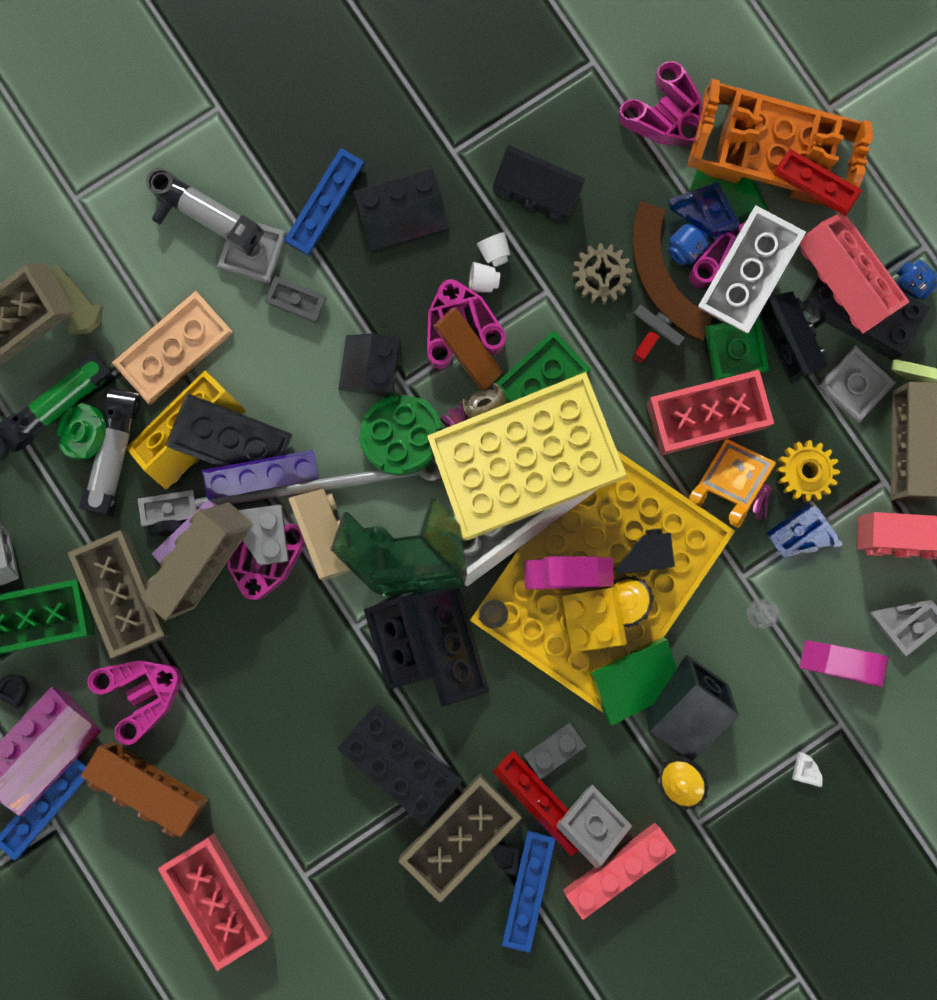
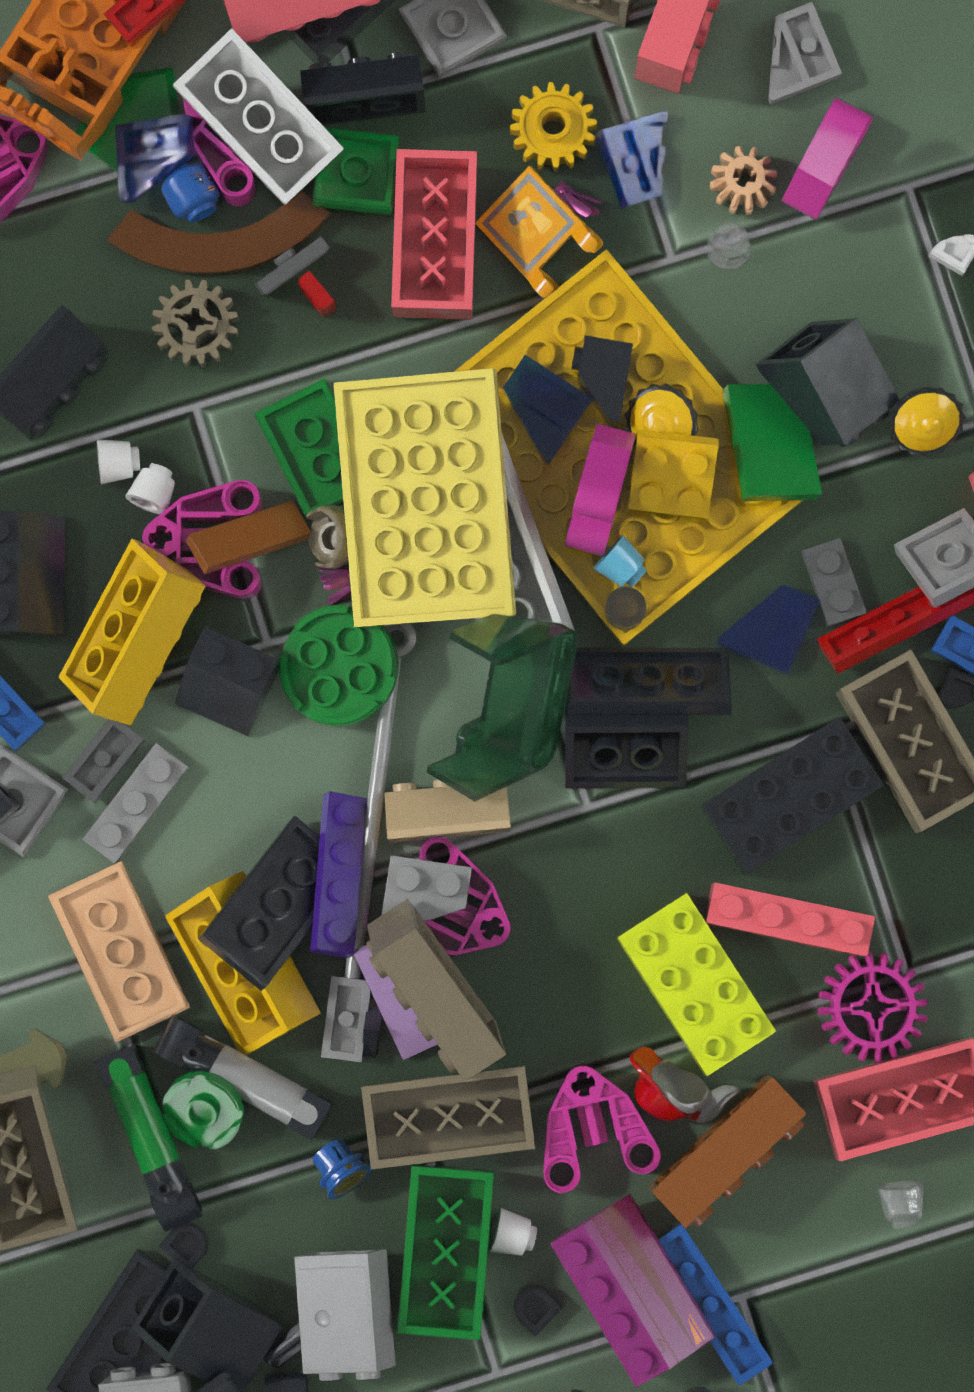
camera: 65 degrees left, 0 degrees up
(55, 659) = (511, 1233): none -> white hat
(67, 532) = (340, 1169): none -> blue piece
(146, 917) = (902, 1202): none -> clear hat
(178, 741) = (676, 1093): none -> hair
(253, 735) = (696, 984): none -> neon yellow brick
(273, 329) = (135, 803): none -> light grey plate
(275, 871) = (875, 1025): none -> dark pink gear
(315, 786) = (789, 920): none -> coral brick
(381, 291) = (131, 633): none -> yellow slope
(511, 718) = (772, 629): none -> clear blue wing
(523, 603) = (622, 563): none -> medium azure hat
(615, 520) = (545, 405): none -> clear blue wing
(809, 620) = (756, 187): none -> light nougat gear

